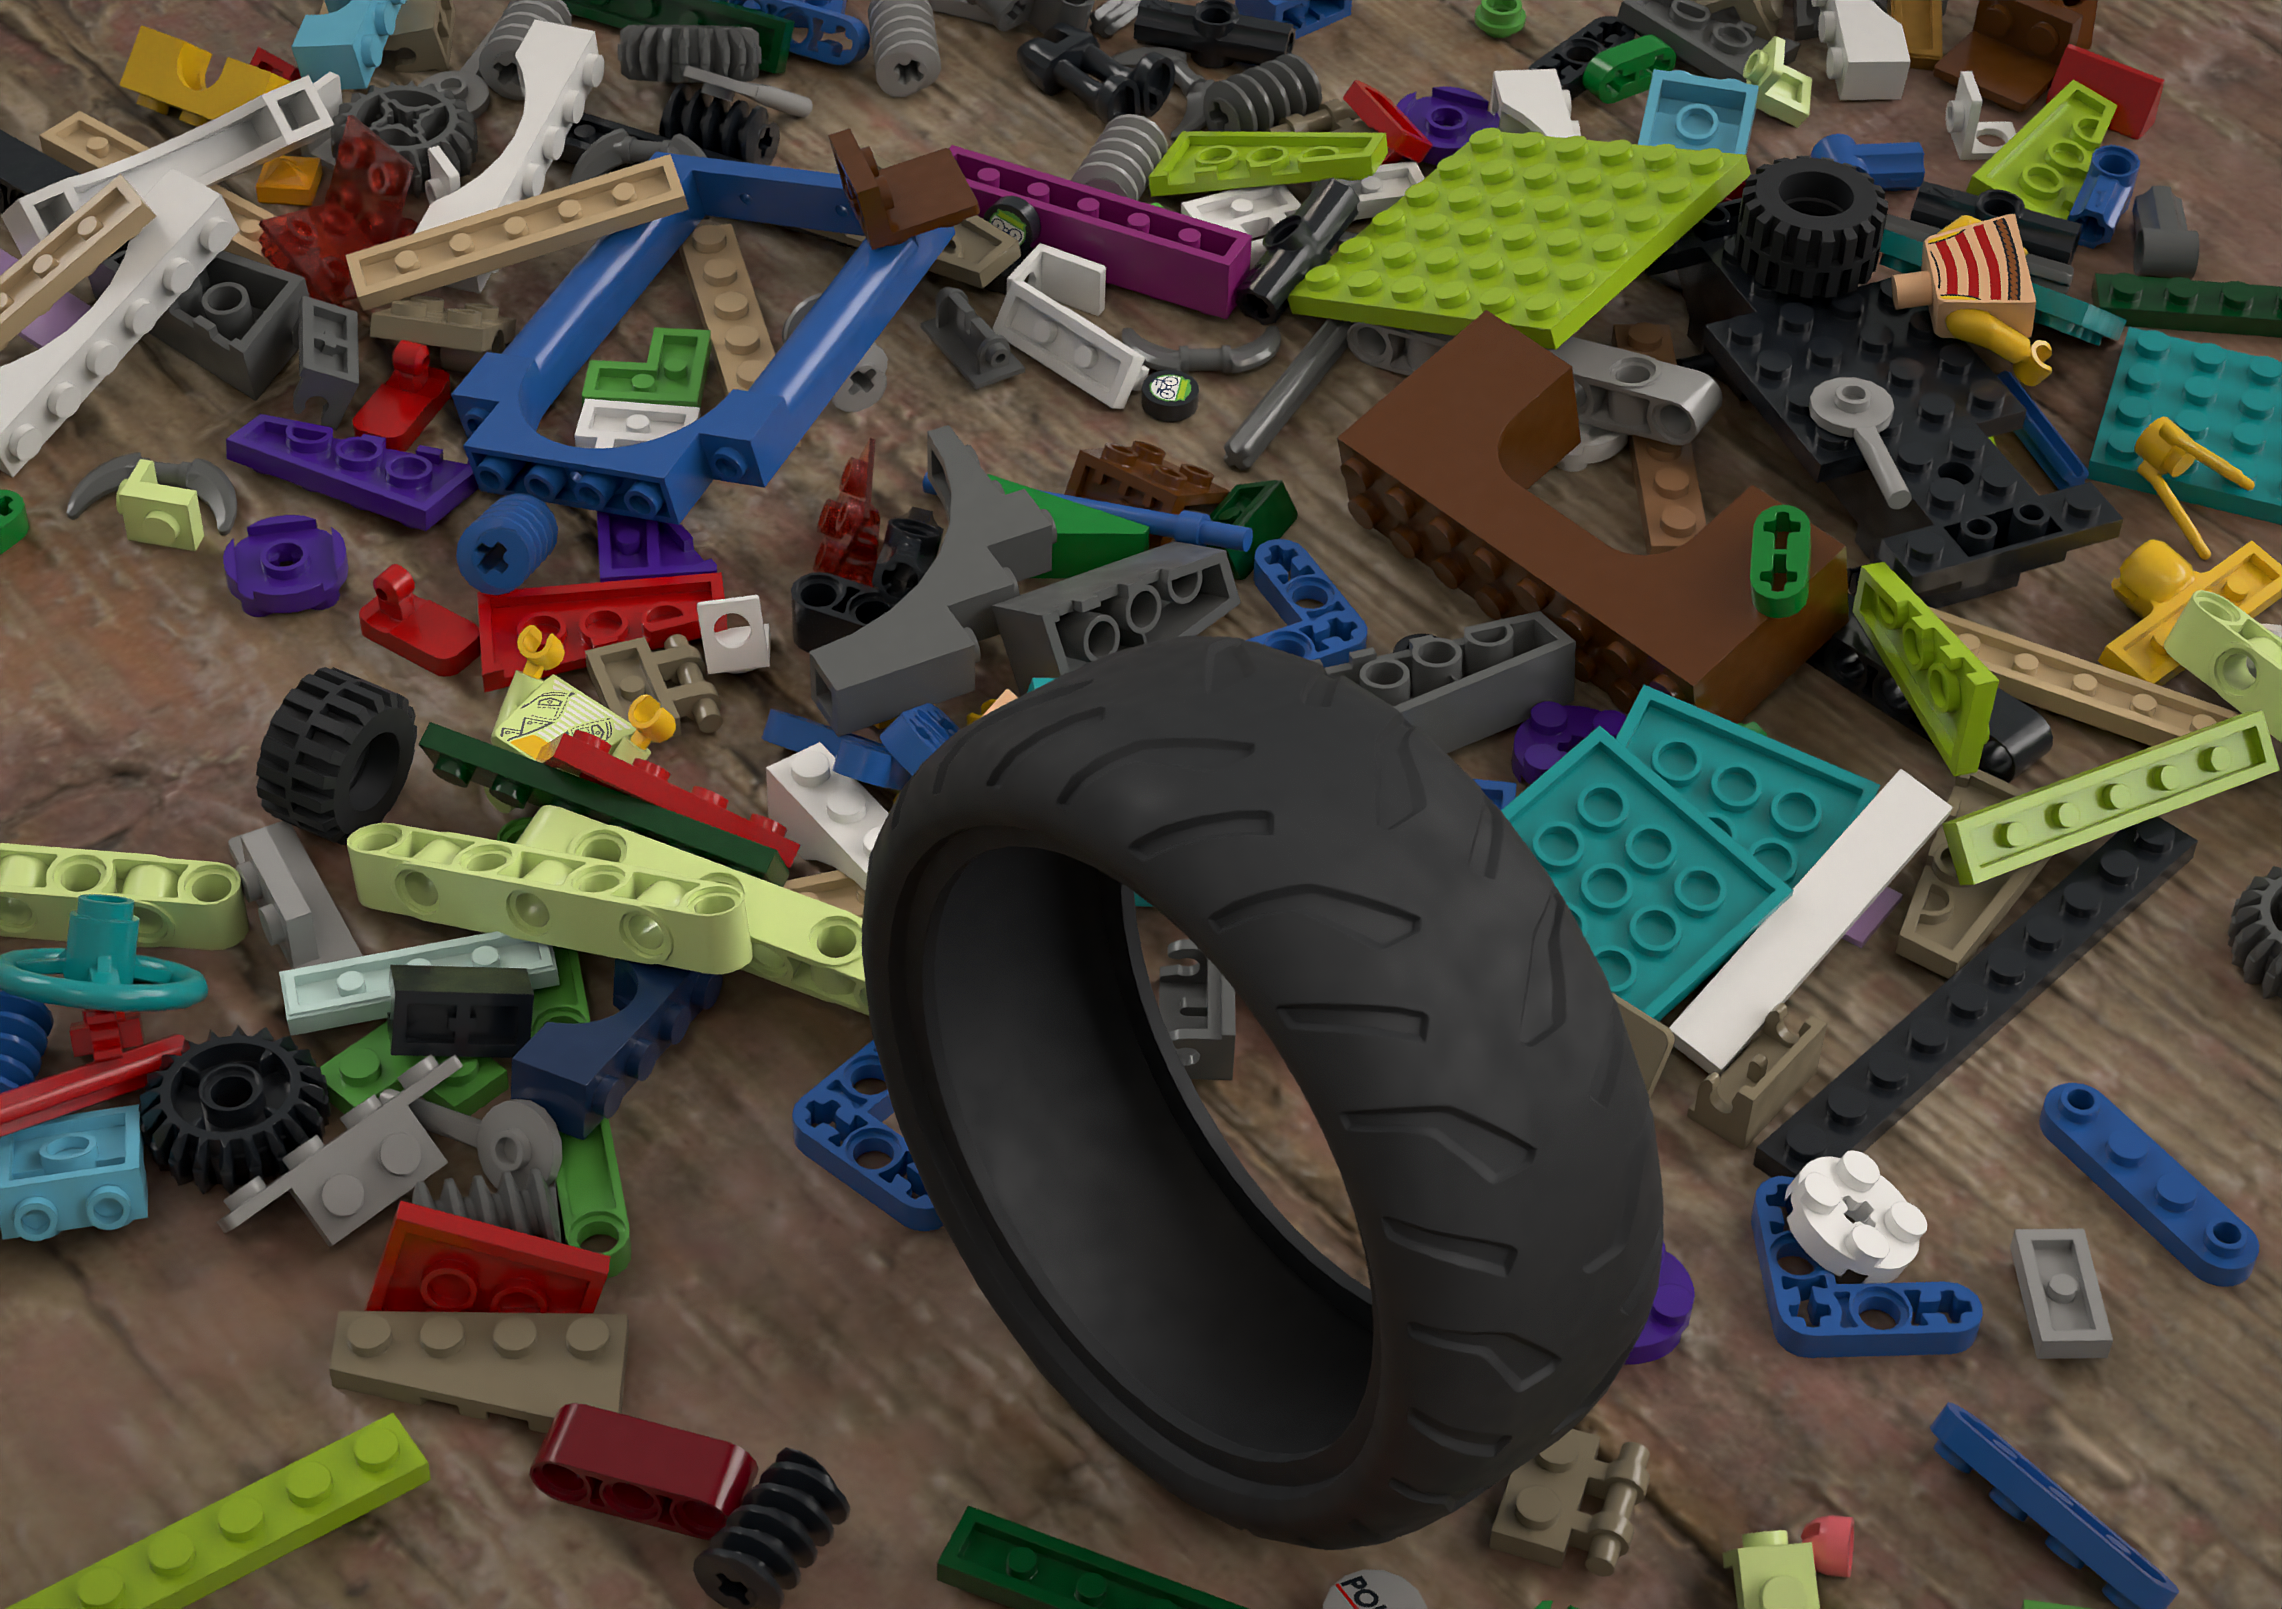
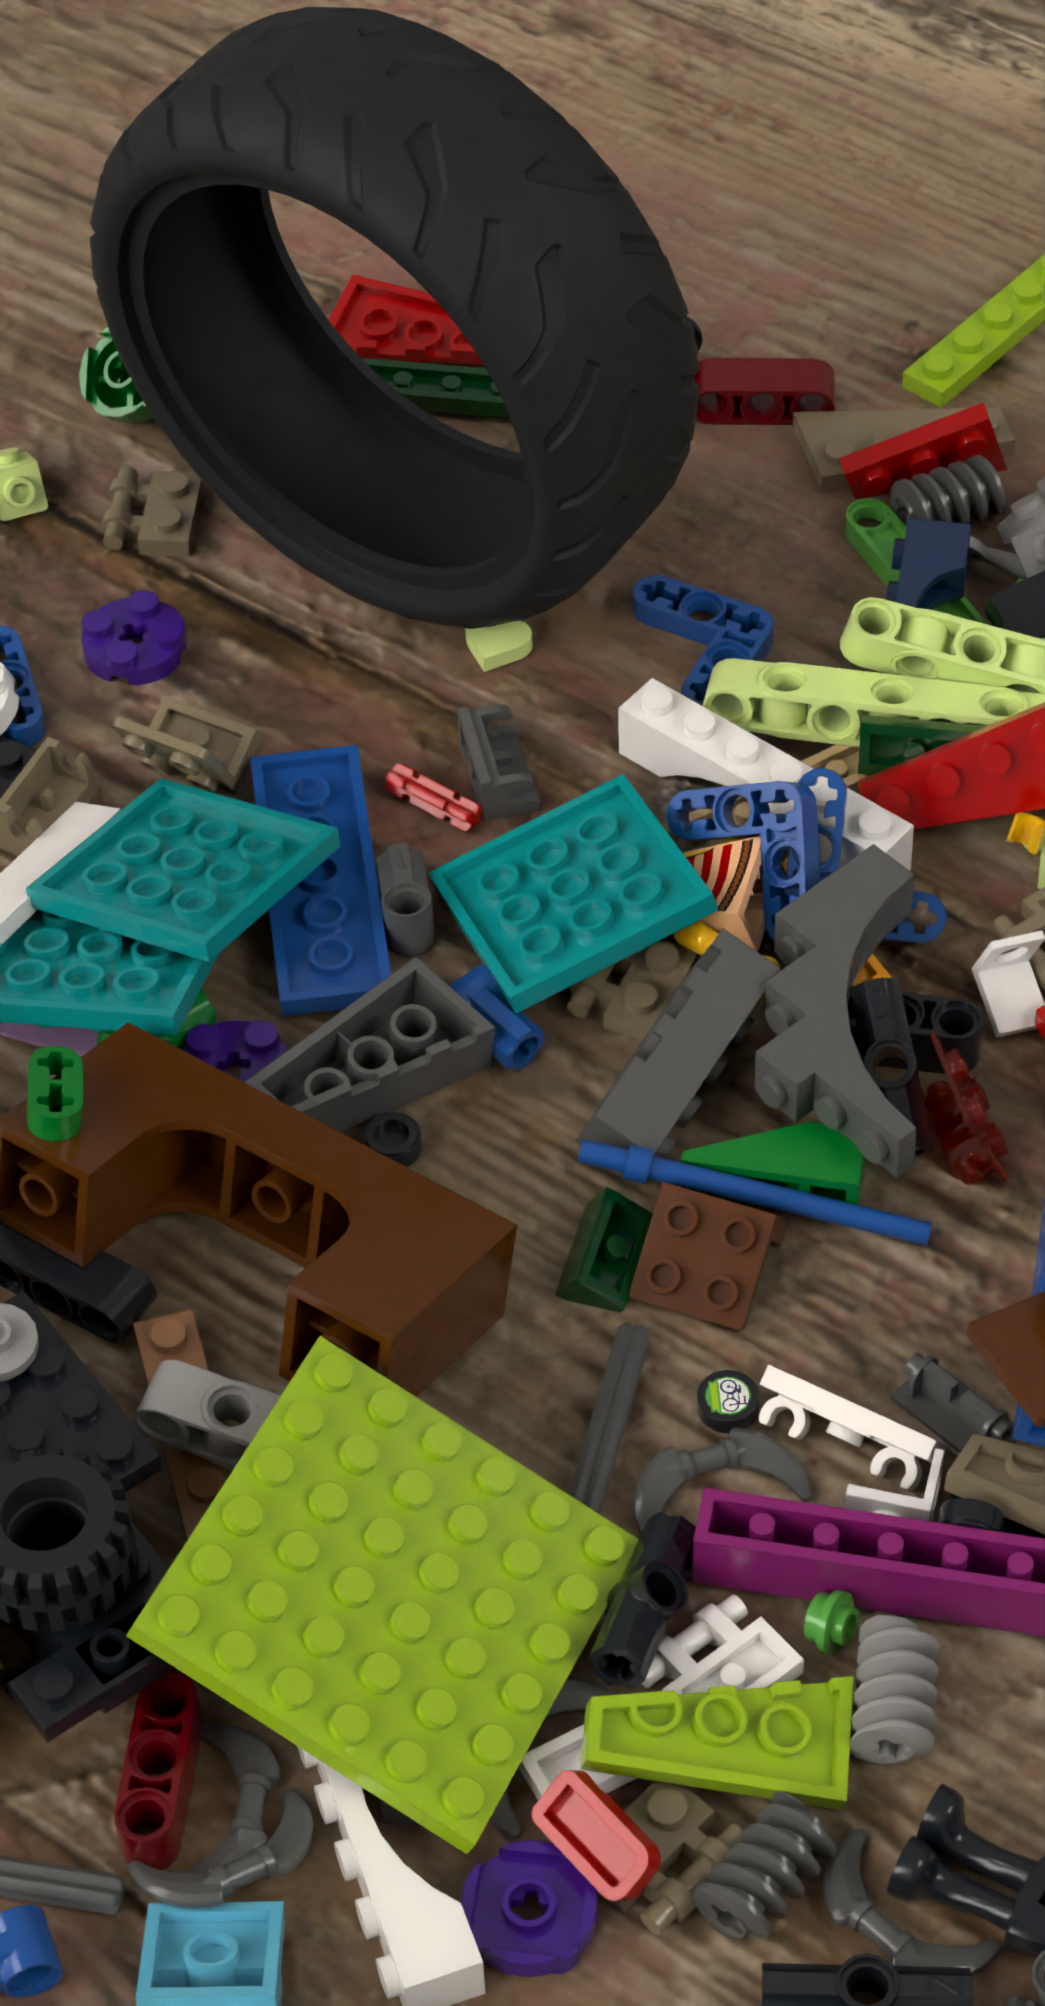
camera: 170 degrees right, 5 degrees up
(1310, 633) = (506, 1137): blue beam -> none

